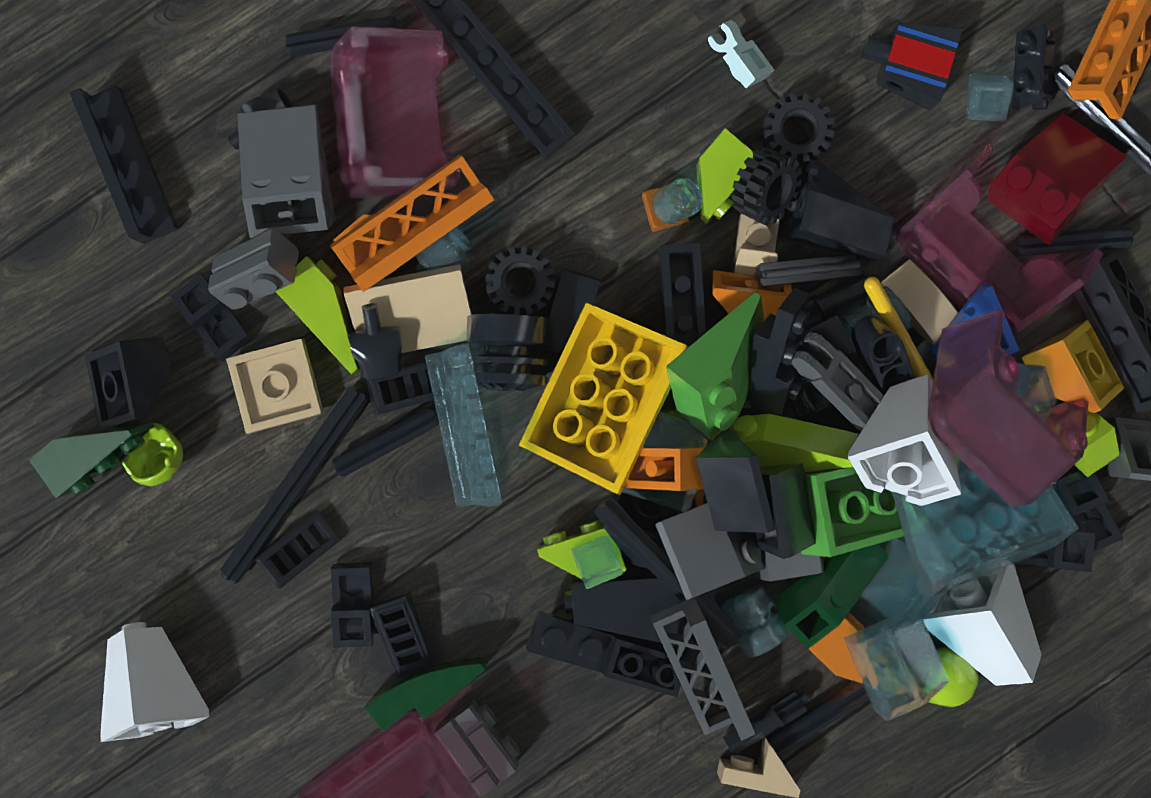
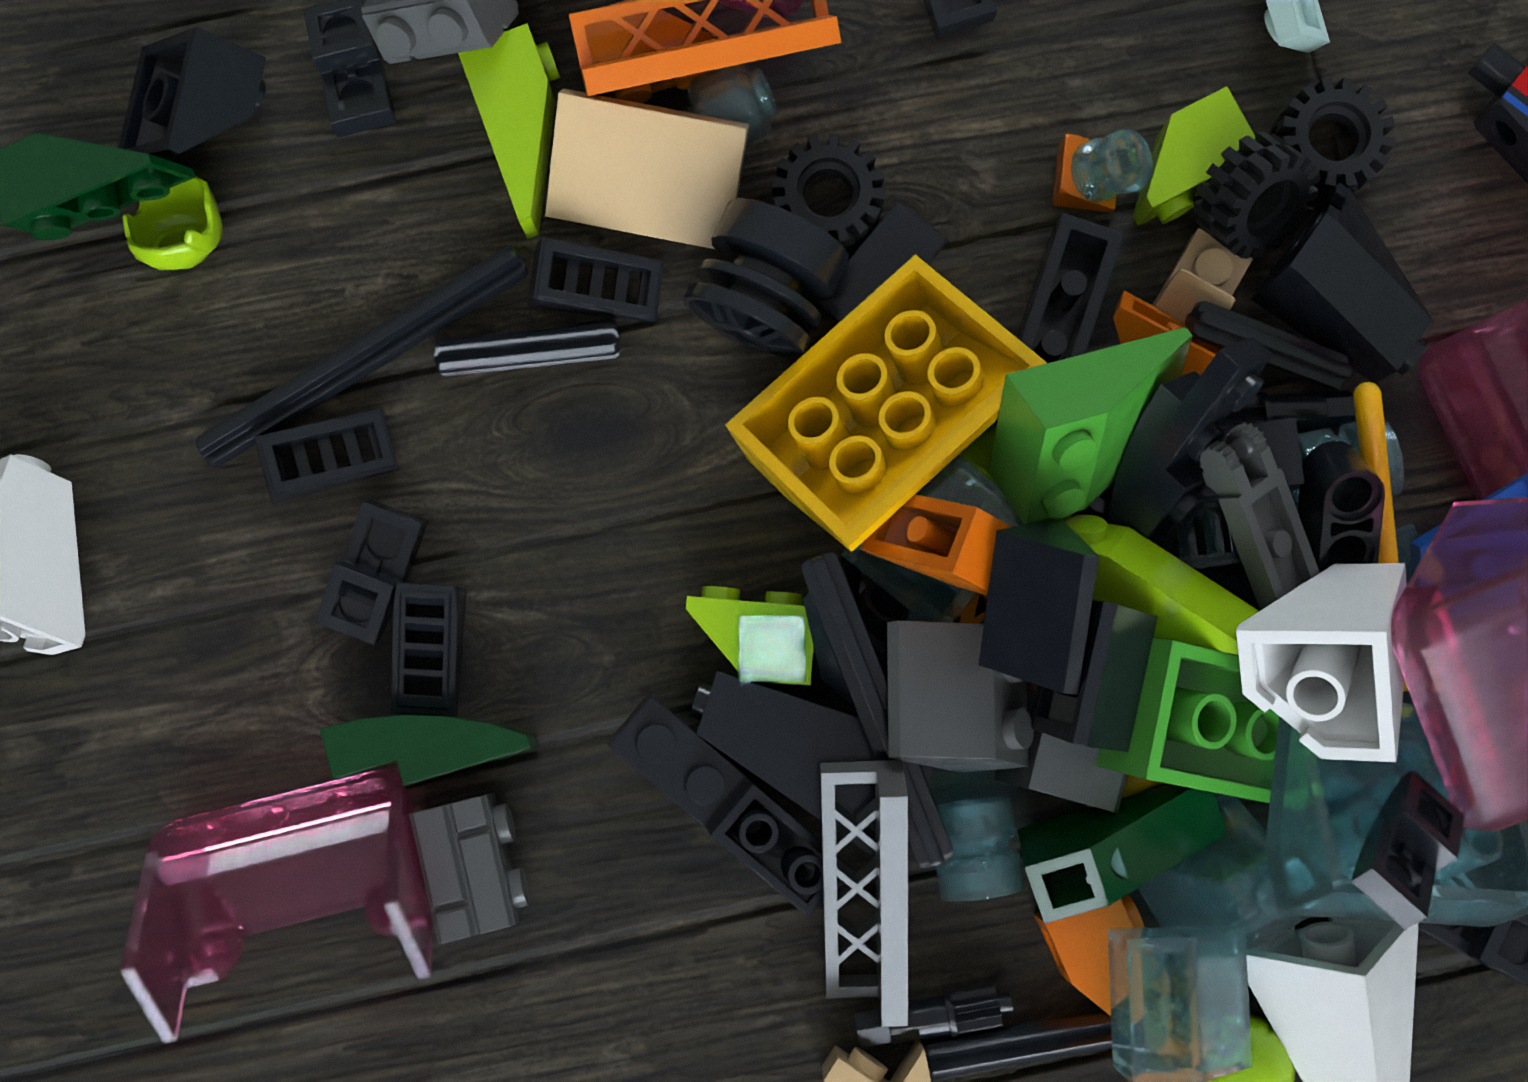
camera: 25 degrees right, 5 degrees down
(275, 386) = (398, 199): tan plate -> none
(376, 347) = (572, 195): black piece -> none
(463, 427) = (653, 364): clear light blue fence -> none
(922, 299) = (1431, 465): tan slope -> none
(985, 533) = (1405, 848): none -> black slope

